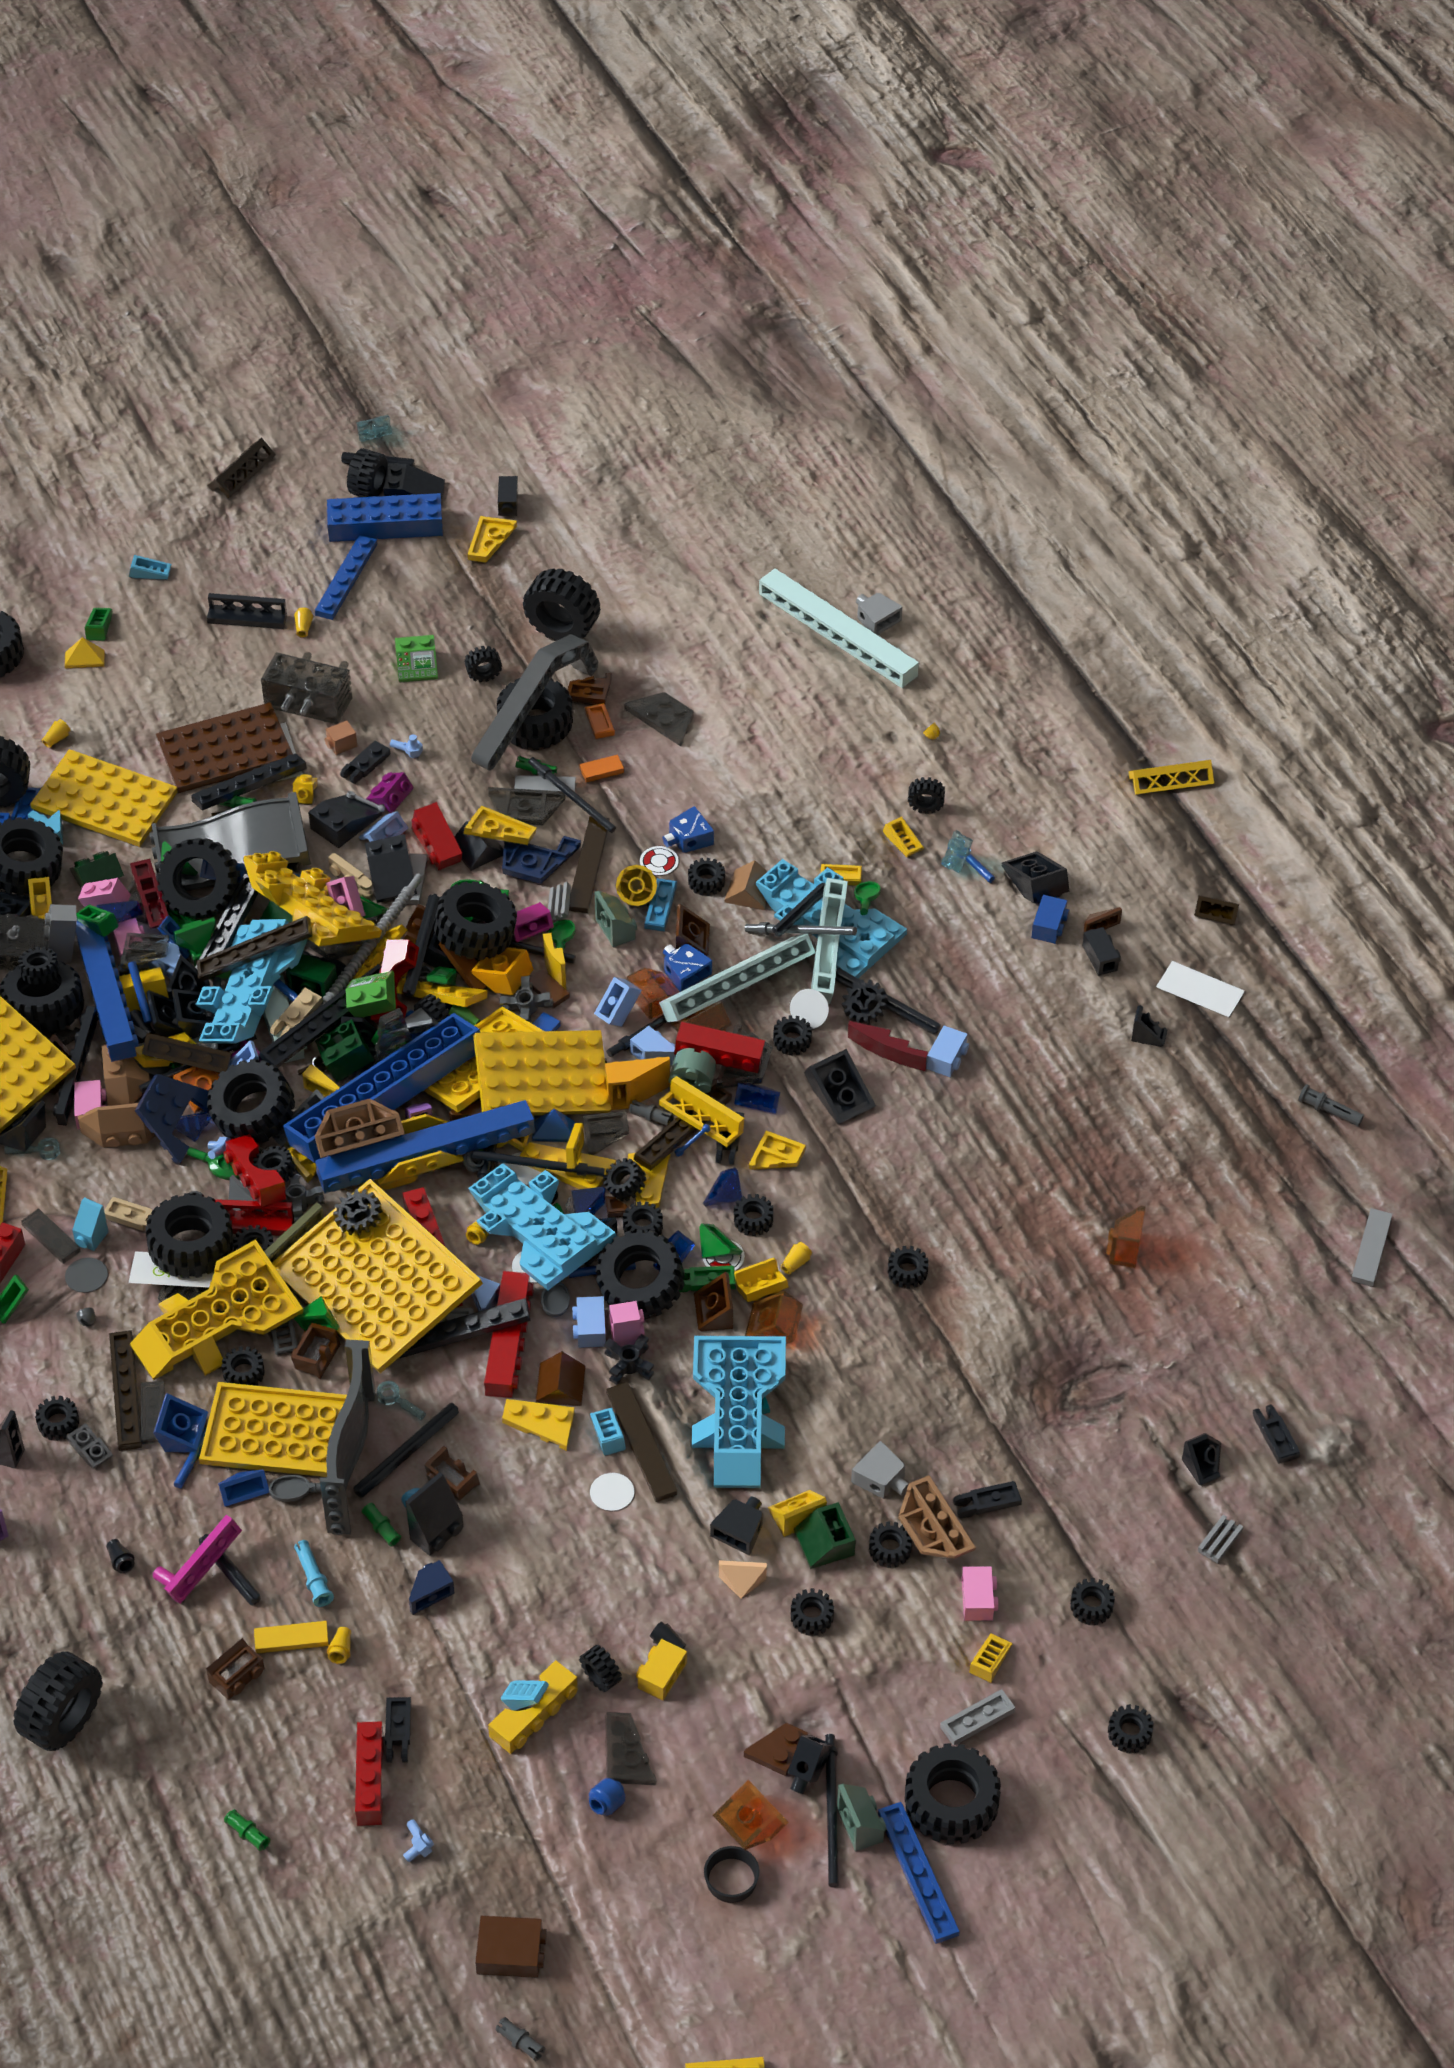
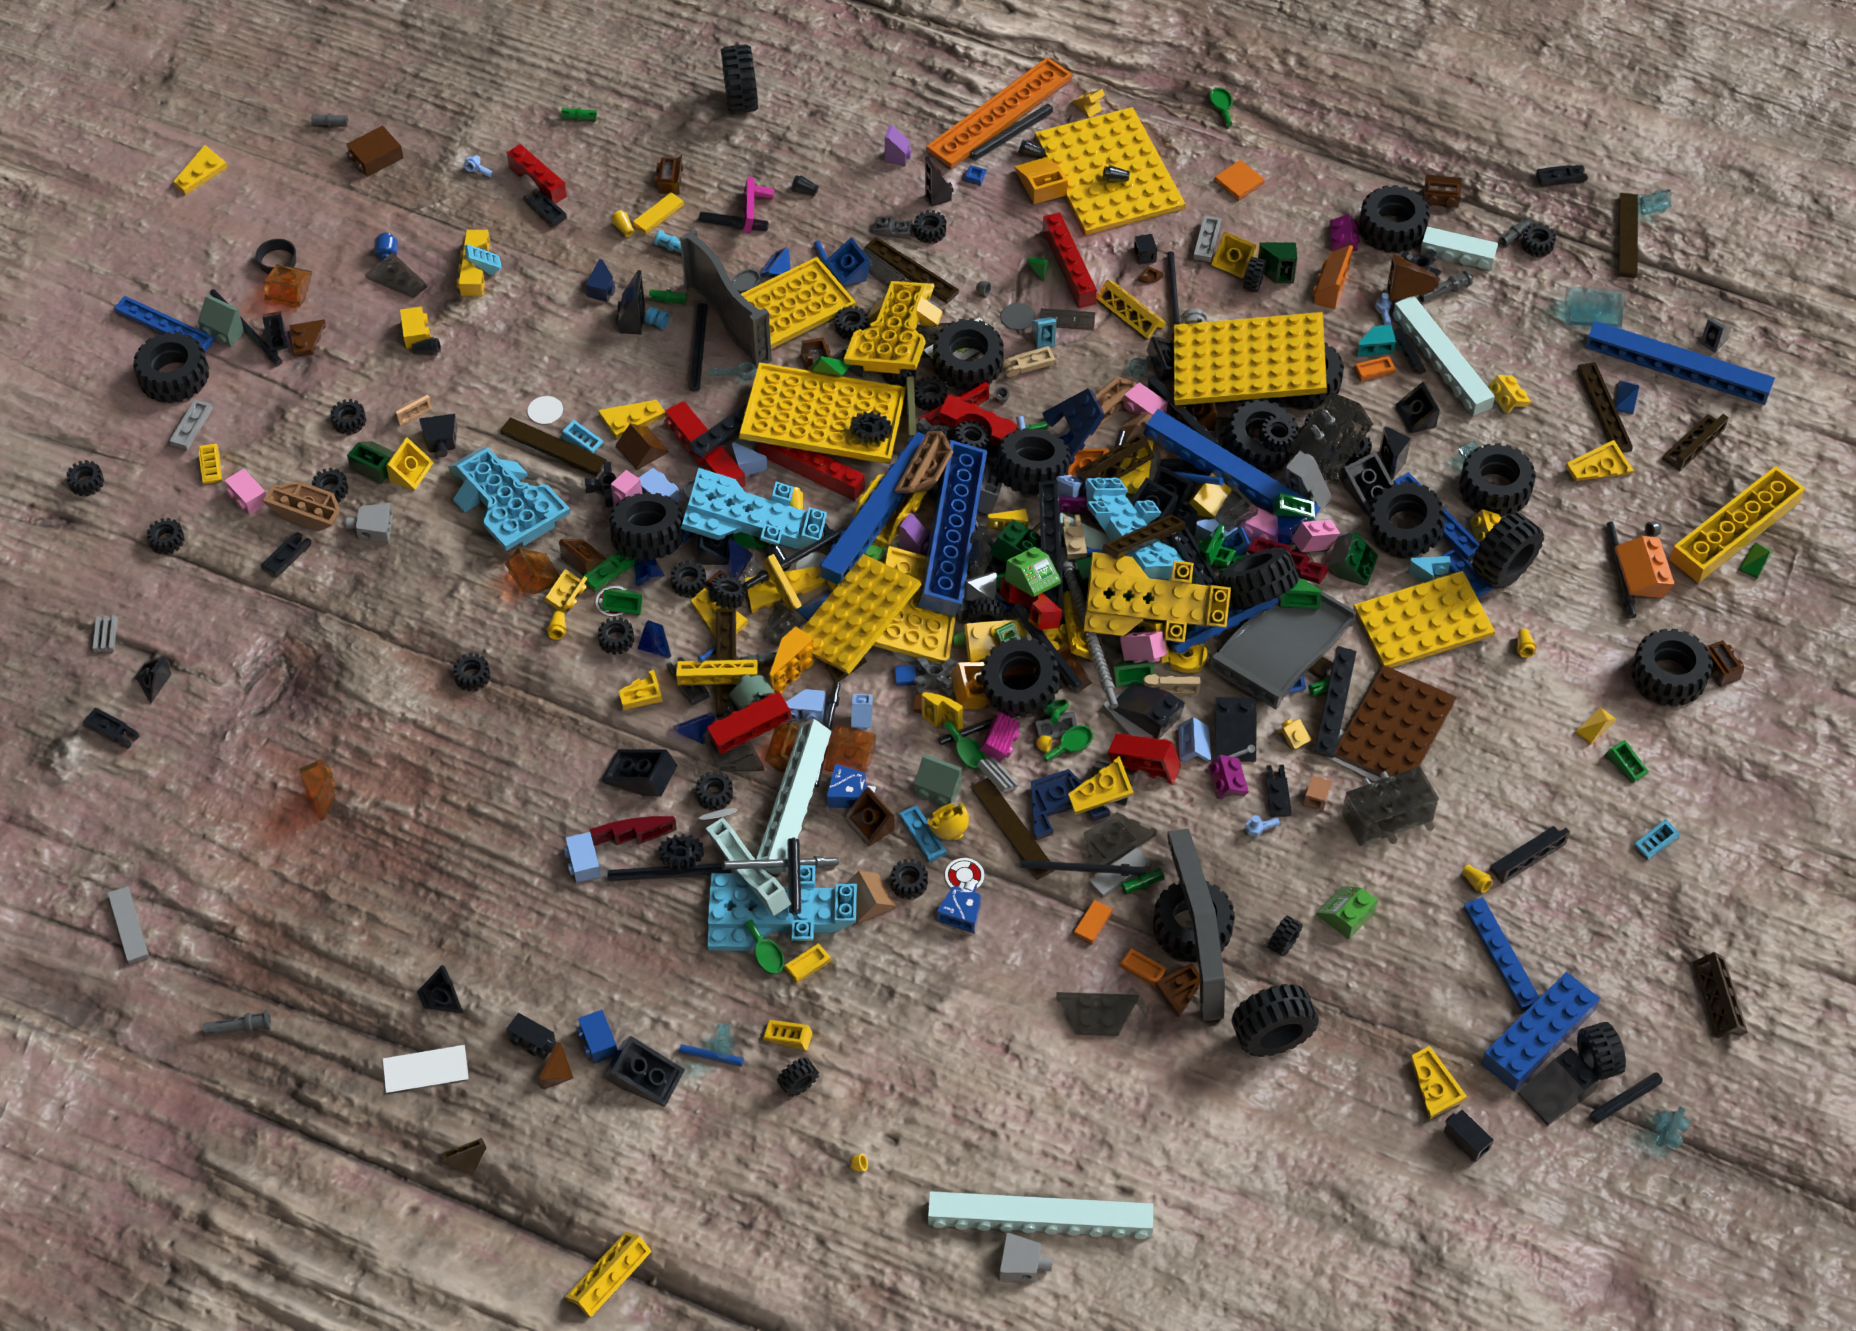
camera: 140 degrees right, 5 degrees up
(39, 896) = (1358, 507): yellow slope -> none
(455, 1473) = (652, 347): reddish brown window -> none
(600, 1668) = (449, 298): black tyre -> none

